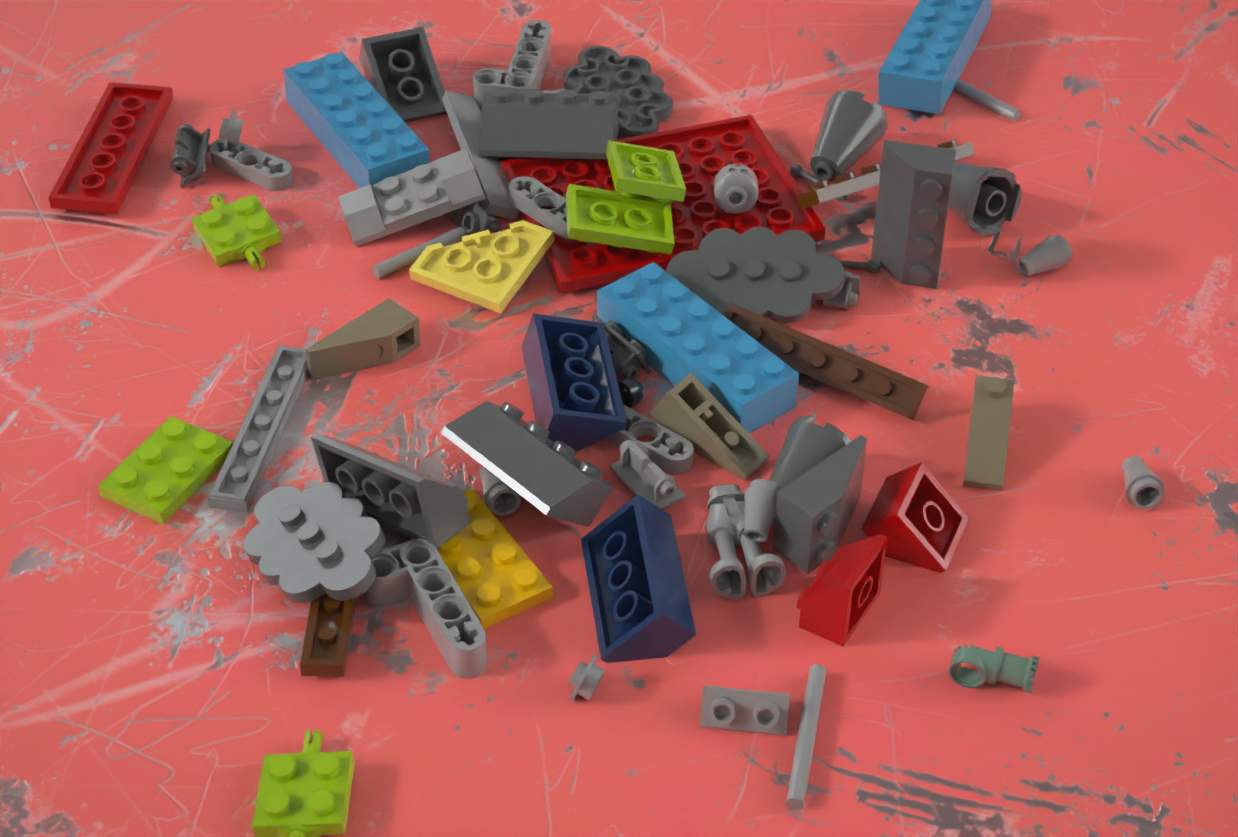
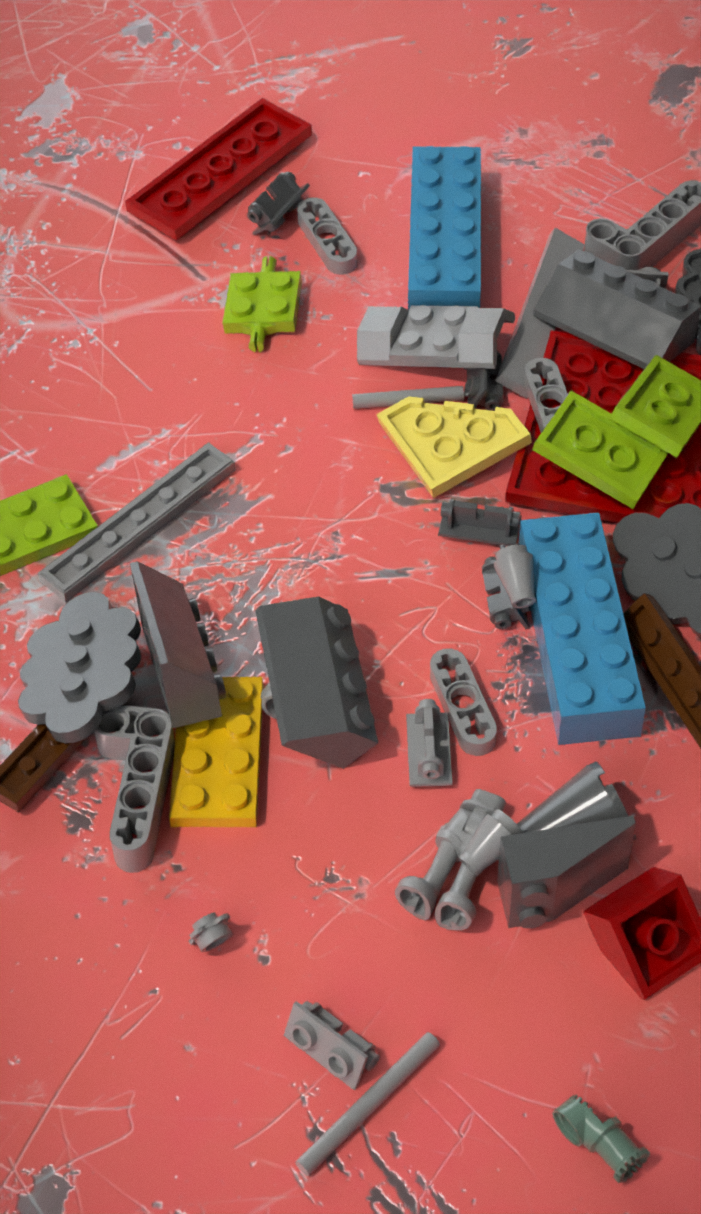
camera: 35 degrees right, 10 degrees up
(231, 130) = (322, 194): light grey plate -> none
(366, 342) = (285, 475): dark tan slope -> none
(404, 73) = (528, 195): dark grey slope -> none
(570, 304) = (485, 525): none -> dark grey hinge
(572, 380) = (430, 609): dark blue slope -> none
(626, 323) = (516, 573): none -> light grey cone
(633, 395) = (481, 643): black hinge -> none
(637, 584) = (331, 857): dark blue slope -> none
(710, 428) = (524, 724): dark tan slope -> none
(843, 590) = (511, 971): red slope -> none

